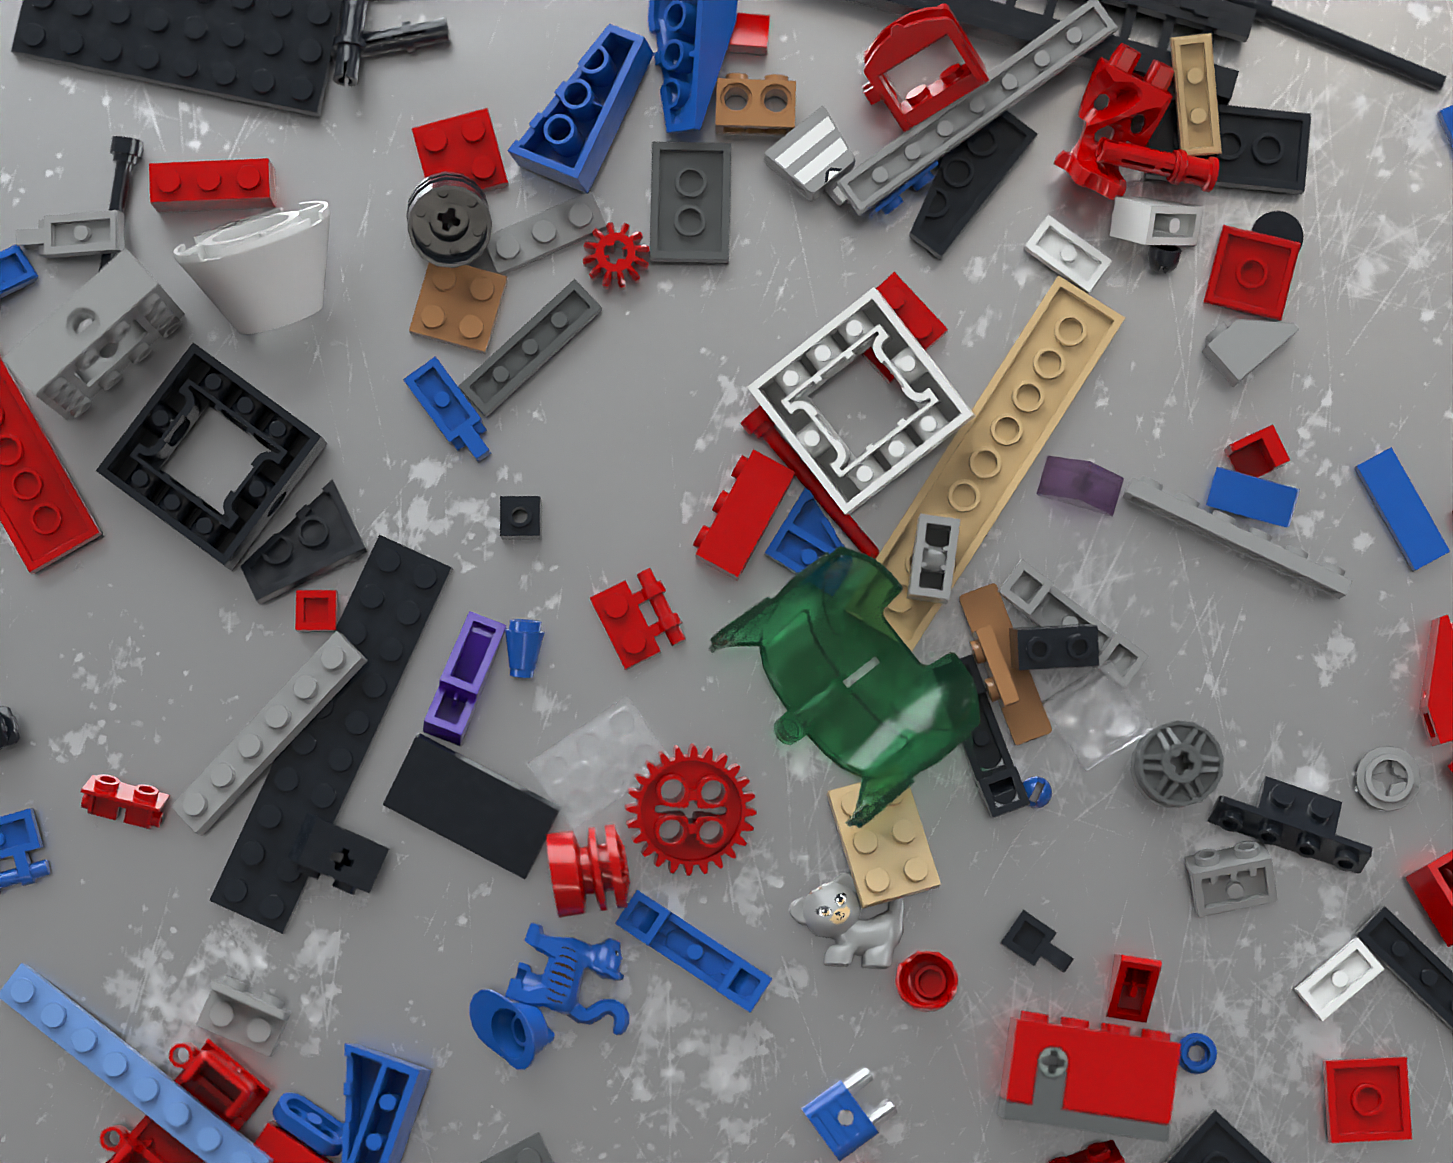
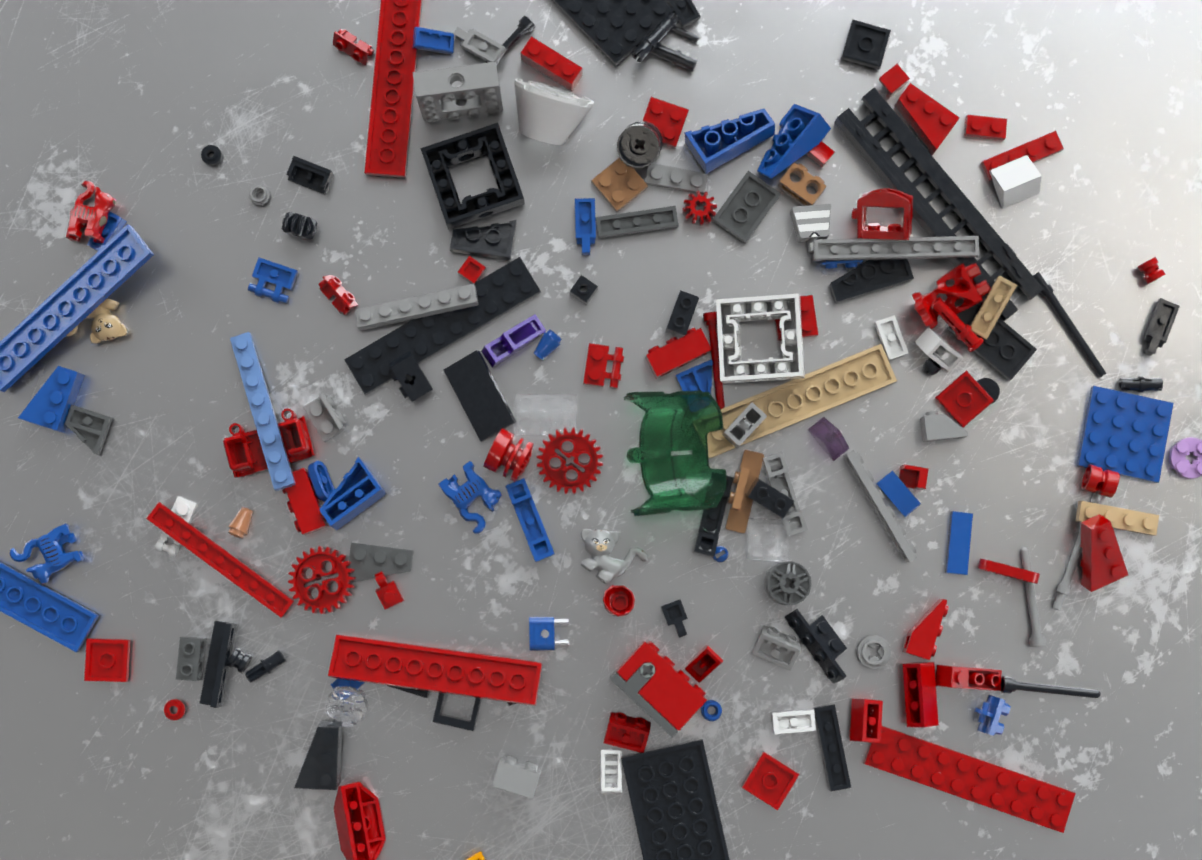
camera: 30 degrees right, 0 degrees up
(509, 1028) = (430, 498): blue piece -> none
(707, 446) = (682, 313): none -> black bracket
(887, 854) = (640, 535): tan plate -> none

